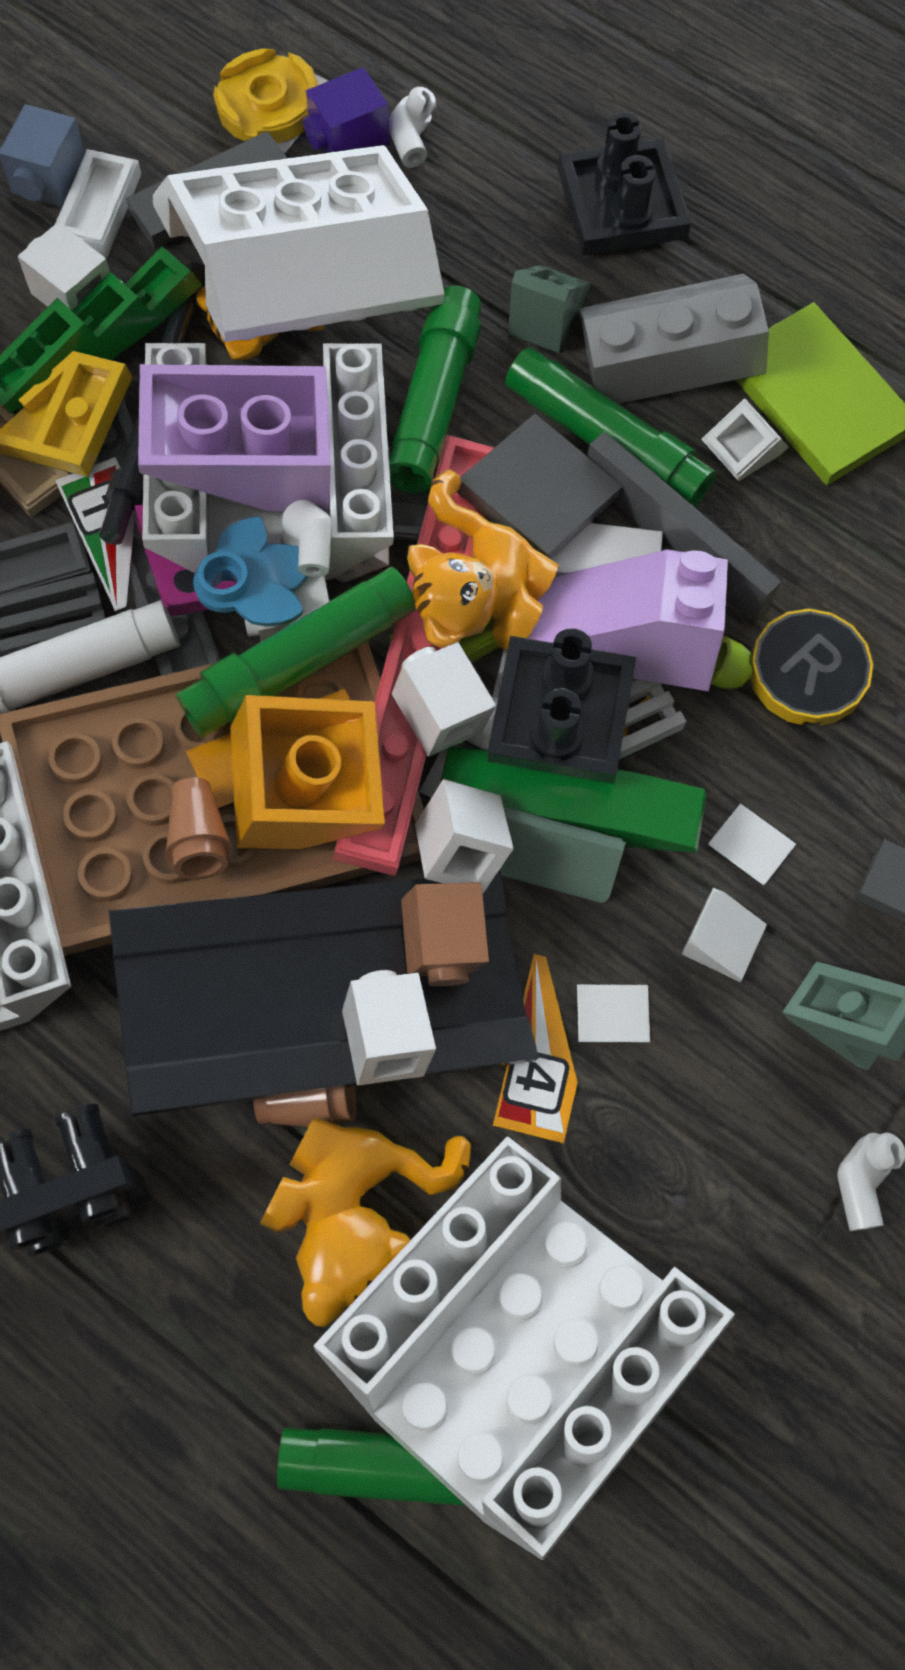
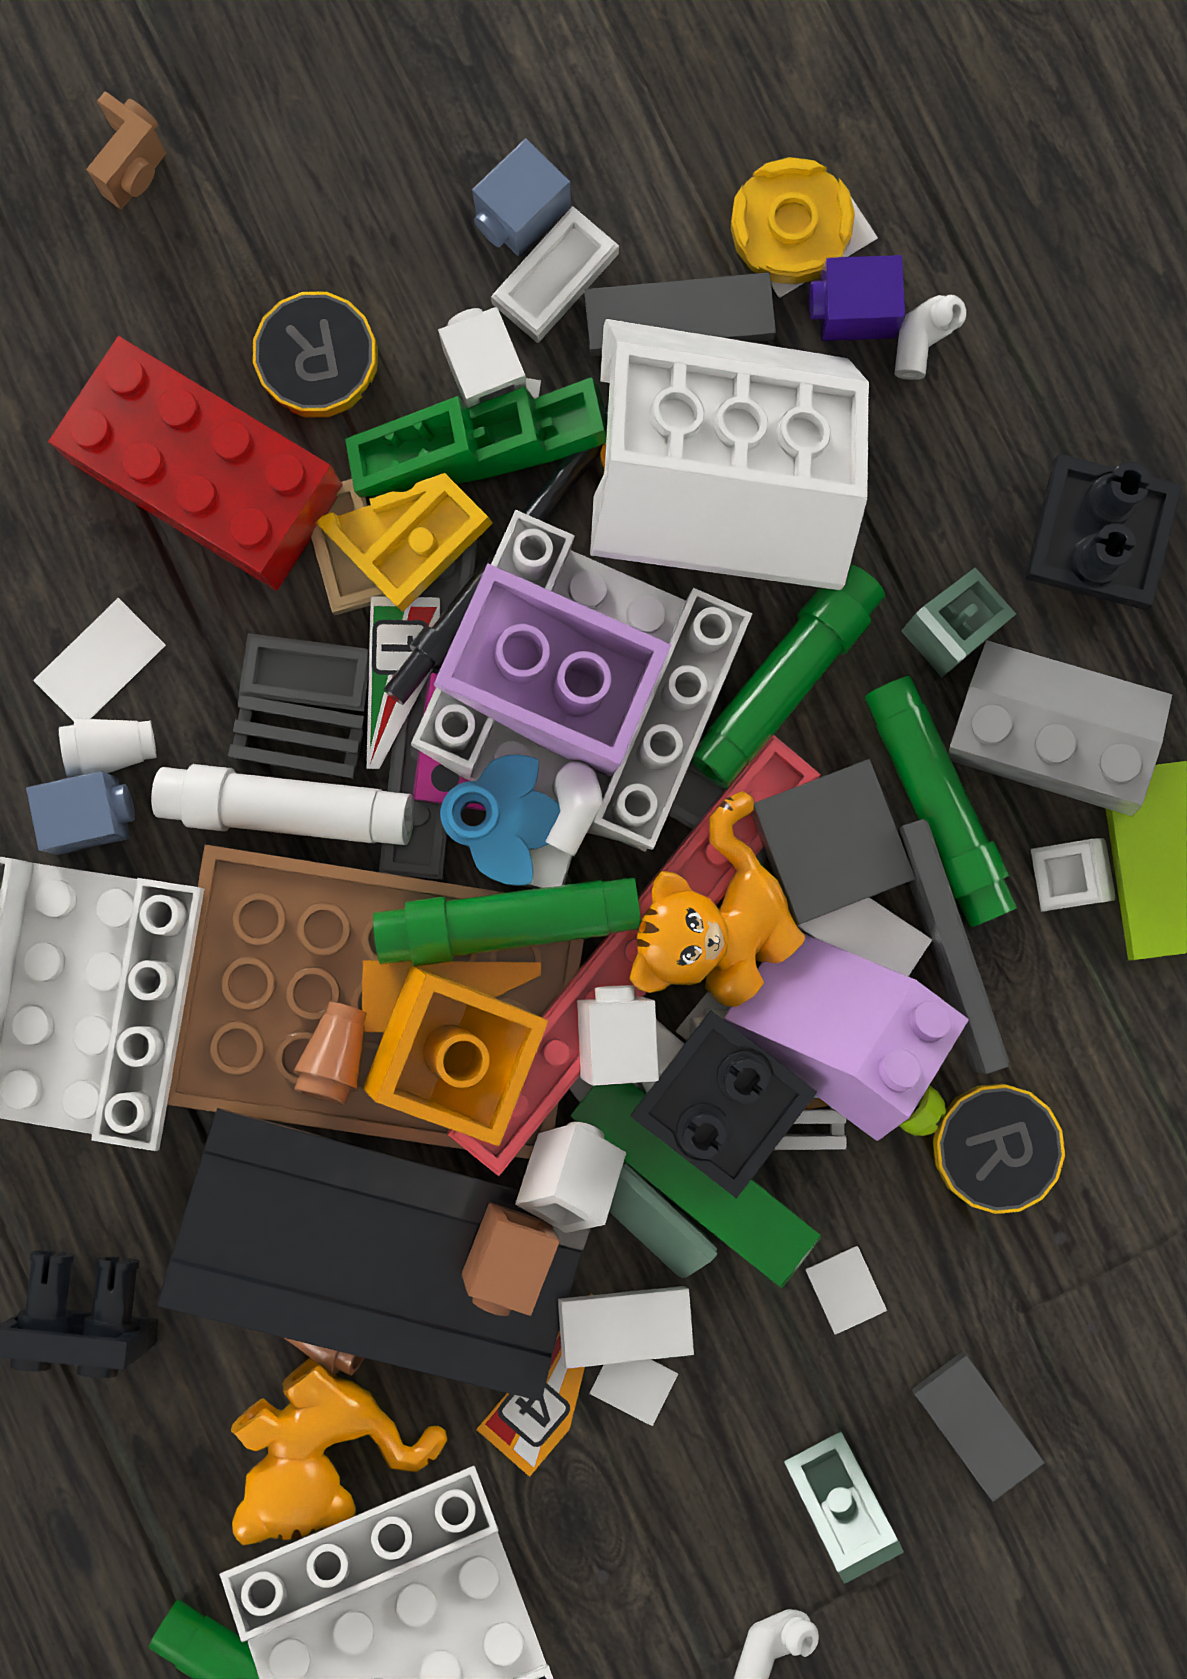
camera: 30 degrees right, 15 degrees up
(388, 1027) = (414, 1328): white brick -> none
(578, 958) = (625, 1327): none -> white tile
(724, 936) = (768, 1368): white slope -> none

